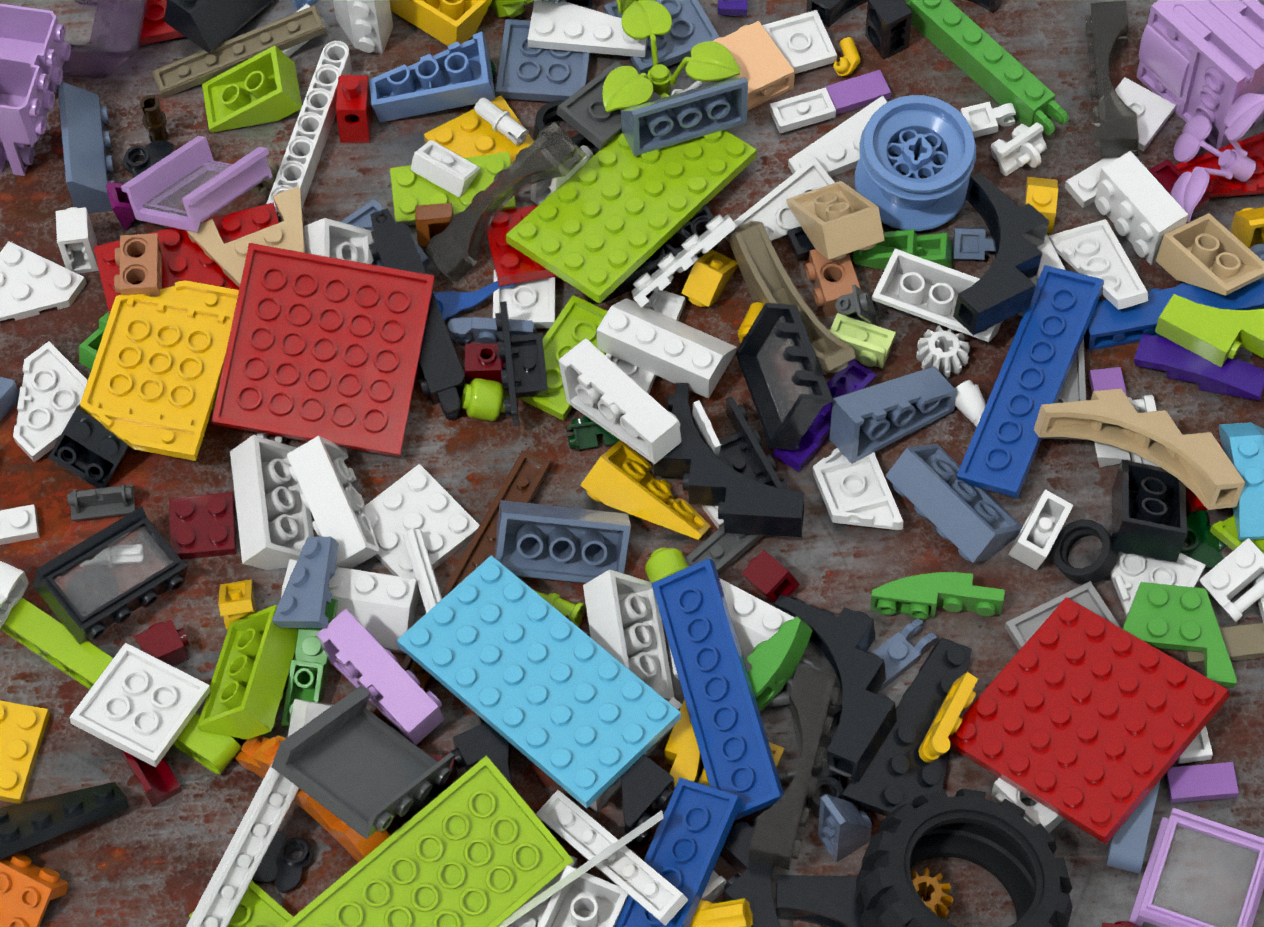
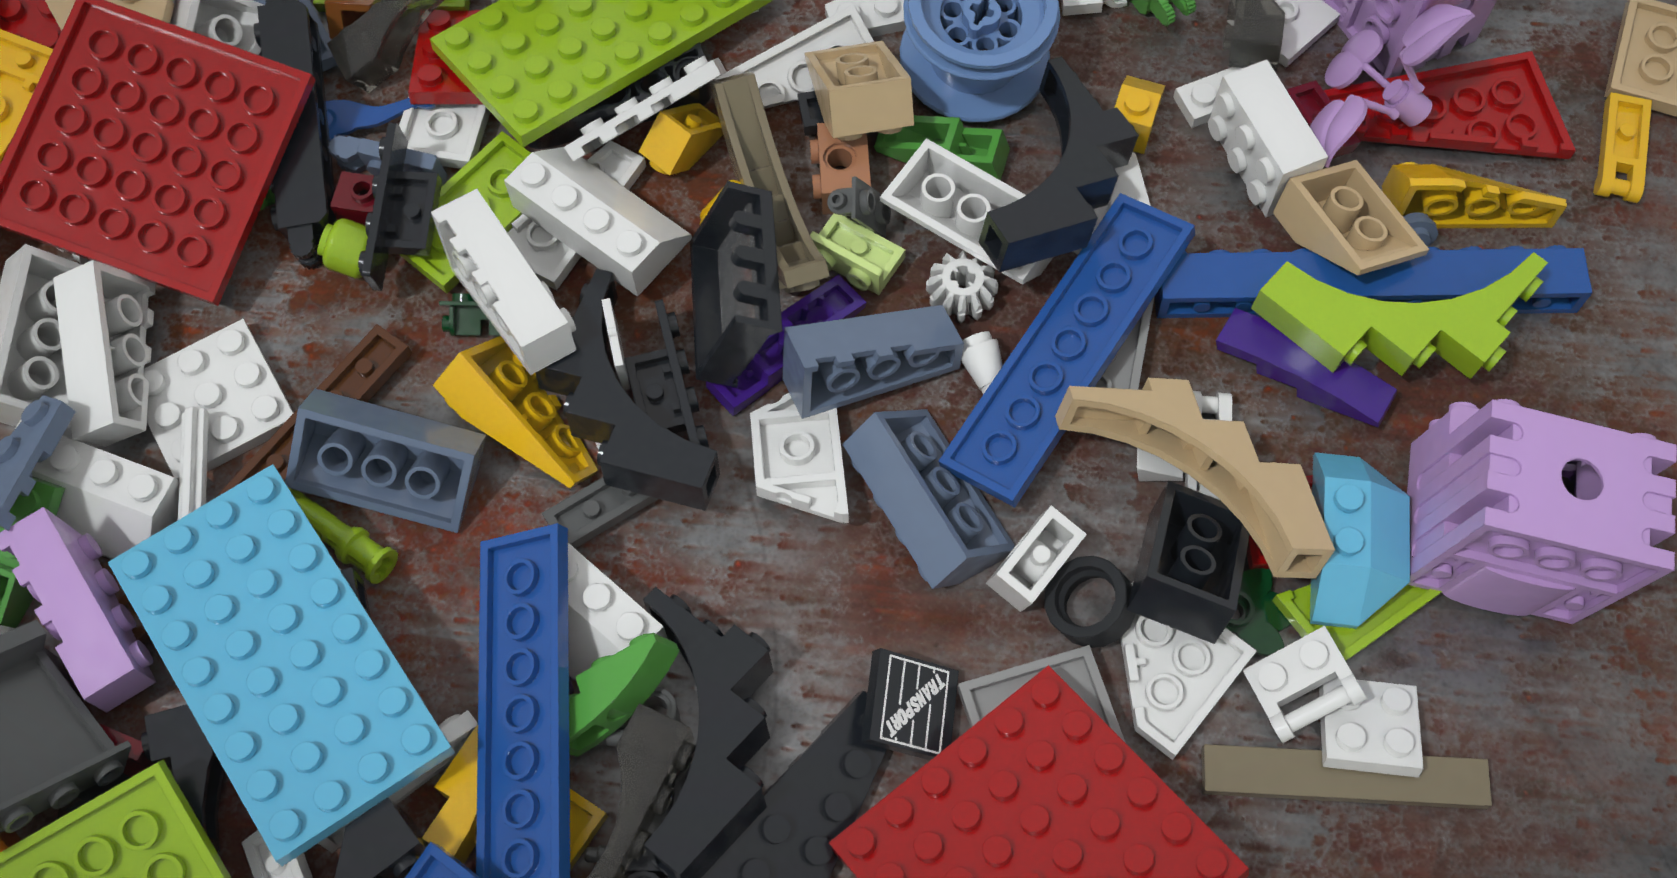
camera: 10 degrees right, 5 degrees up
(630, 627) = (435, 609): white slope -> none
(664, 563) = (516, 514): lime head -> none
(770, 577) = (650, 560): dark red brick -> none
(900, 654) = (801, 701): sand blue hinge -> none
(924, 592) = (854, 619): bright green slope -> none
(947, 719) = (838, 818): yellow plate -> none
(971, 243) = (1033, 148): sand blue plate -> none
(975, 641) = (909, 705): none -> black tile
(1021, 150) = (1126, 38): white hips -> none
(1097, 253) = (1198, 191): white wing -> none
(1106, 379) = (1174, 363): medium lavender tile -> none
(1182, 621) = (1203, 729): bright green wing -> none

